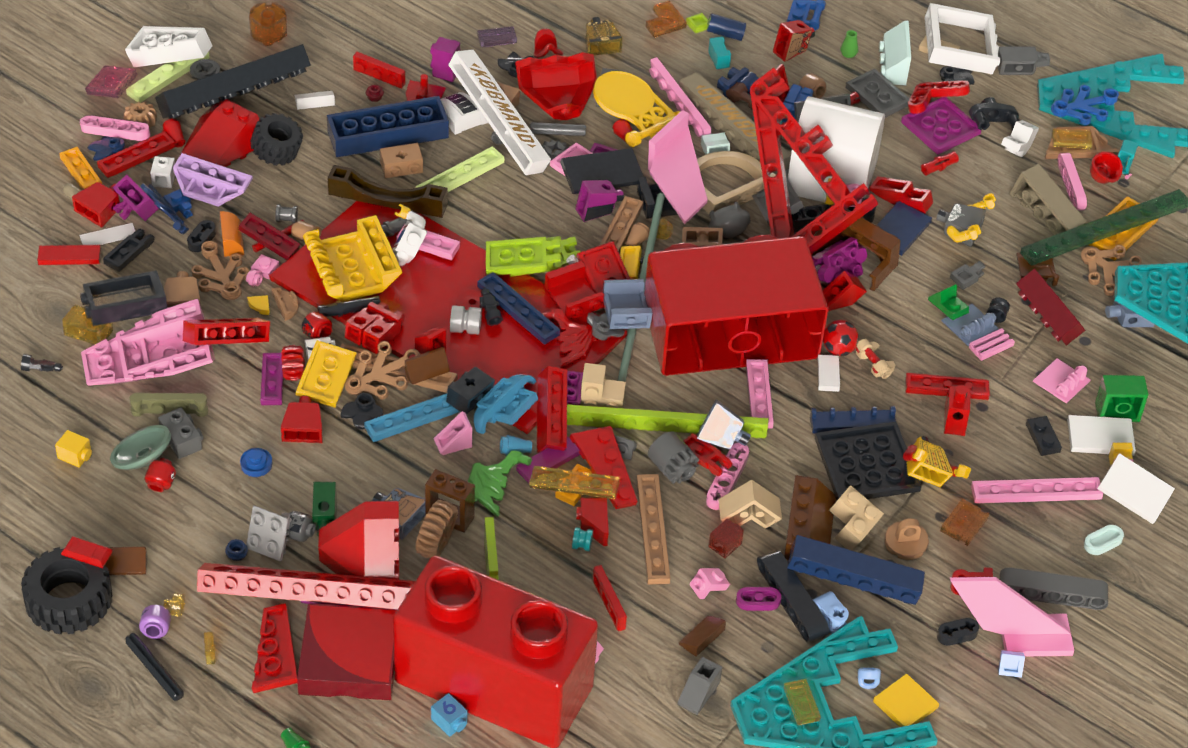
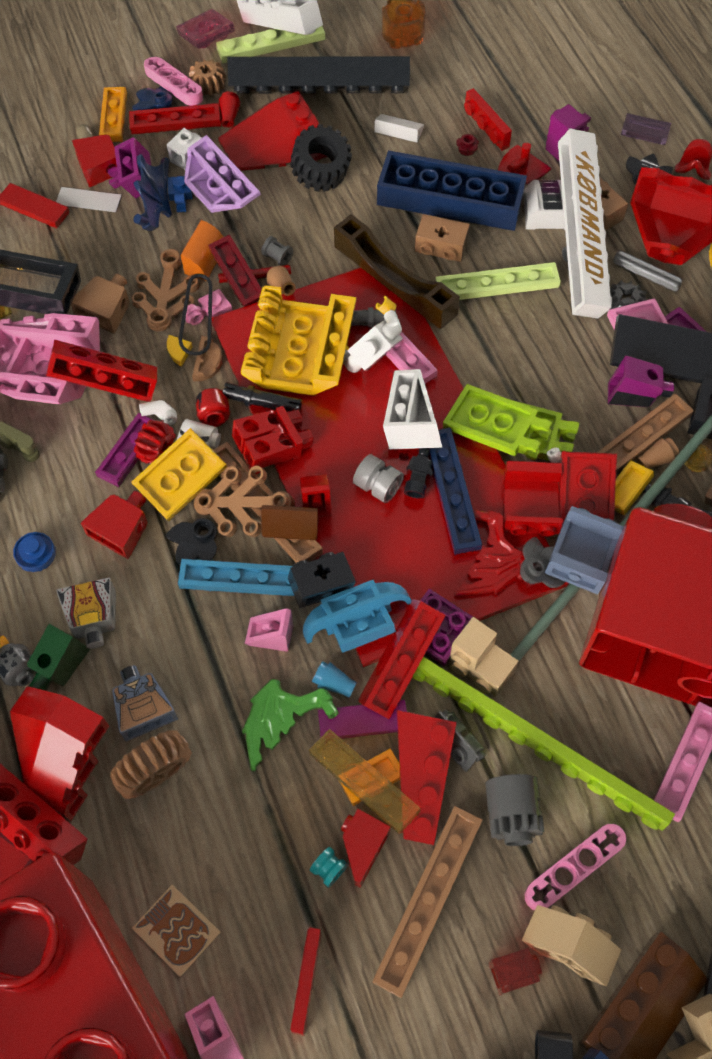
camera: 35 degrees right, 15 degrees up
(128, 250) = (91, 224): black hinge -> none
(198, 234) = (174, 238): black beam -> none
(206, 65) = (314, 45): dark grey gear -> none
(252, 278) = (185, 311): none -> black piece
(276, 344) = (160, 409): none -> white arm
(321, 469) = (89, 610): none -> torso
(459, 490) = (195, 727): reddish brown window -> none
(464, 270) = (409, 413): none -> white wedge
(490, 548) = (186, 850): lime tile -> none
(708, 455) = (560, 820): red hinge -> none
(709, 580) = (452, 1030): bright pink bracket -> none
(722, 427) = (603, 799): torso -> none

